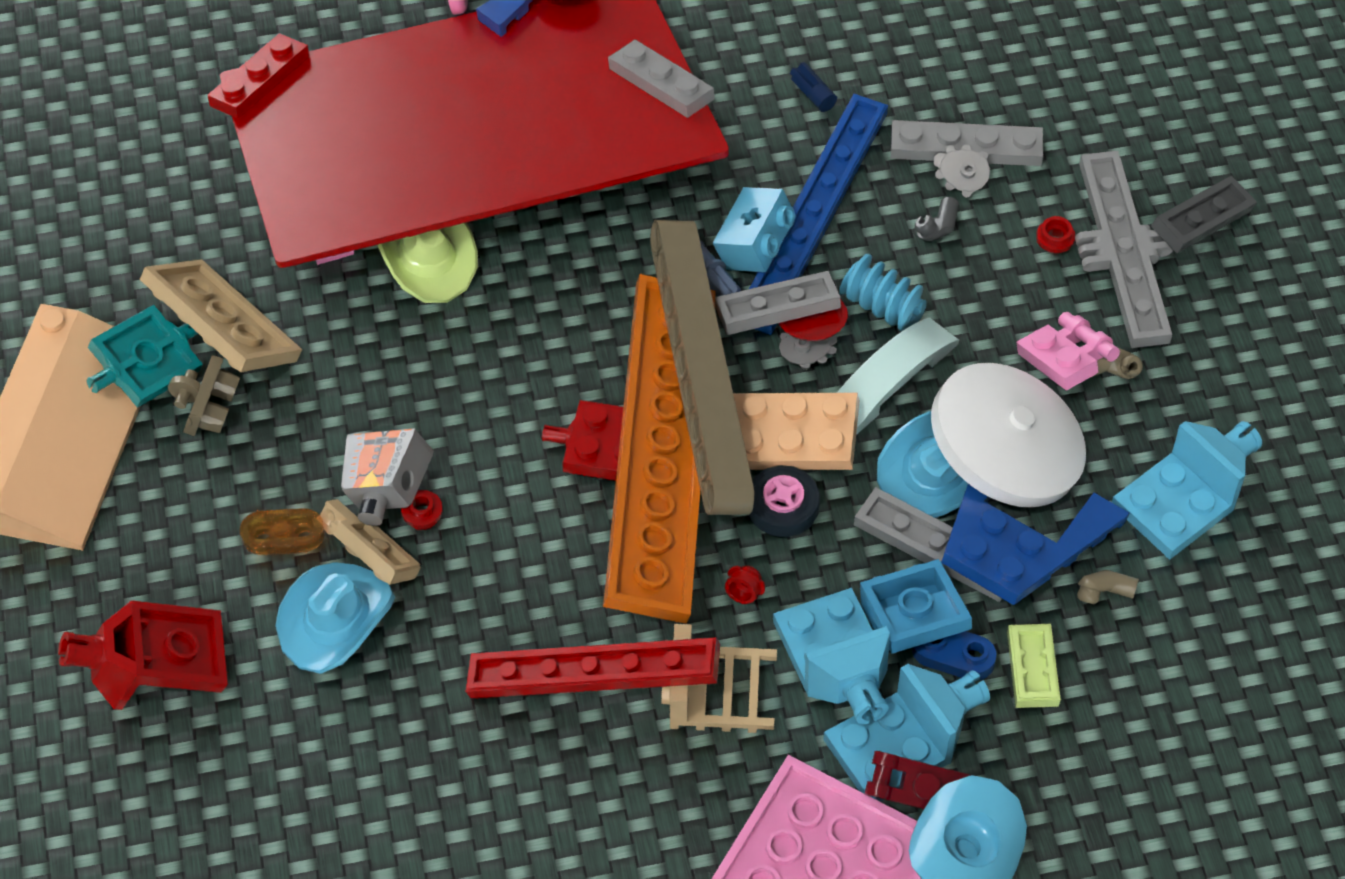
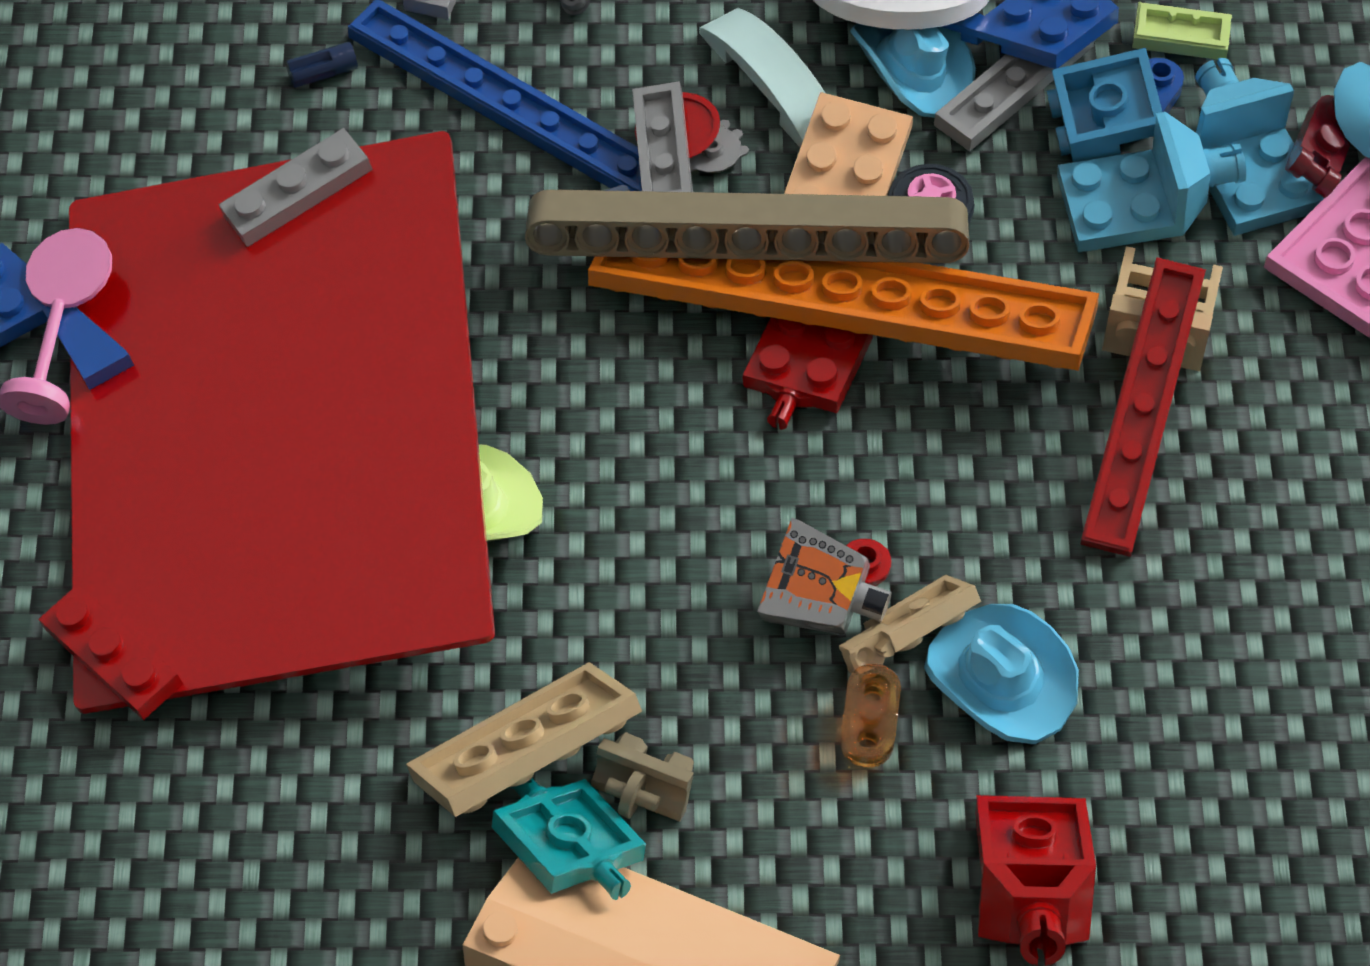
camera: 80 degrees left, 0 degrees up
(744, 584) = (1034, 260): red plate -> none
(754, 229) = (517, 145): medium azure brick -> none
(883, 294) = (666, 50): medium azure piece -> none

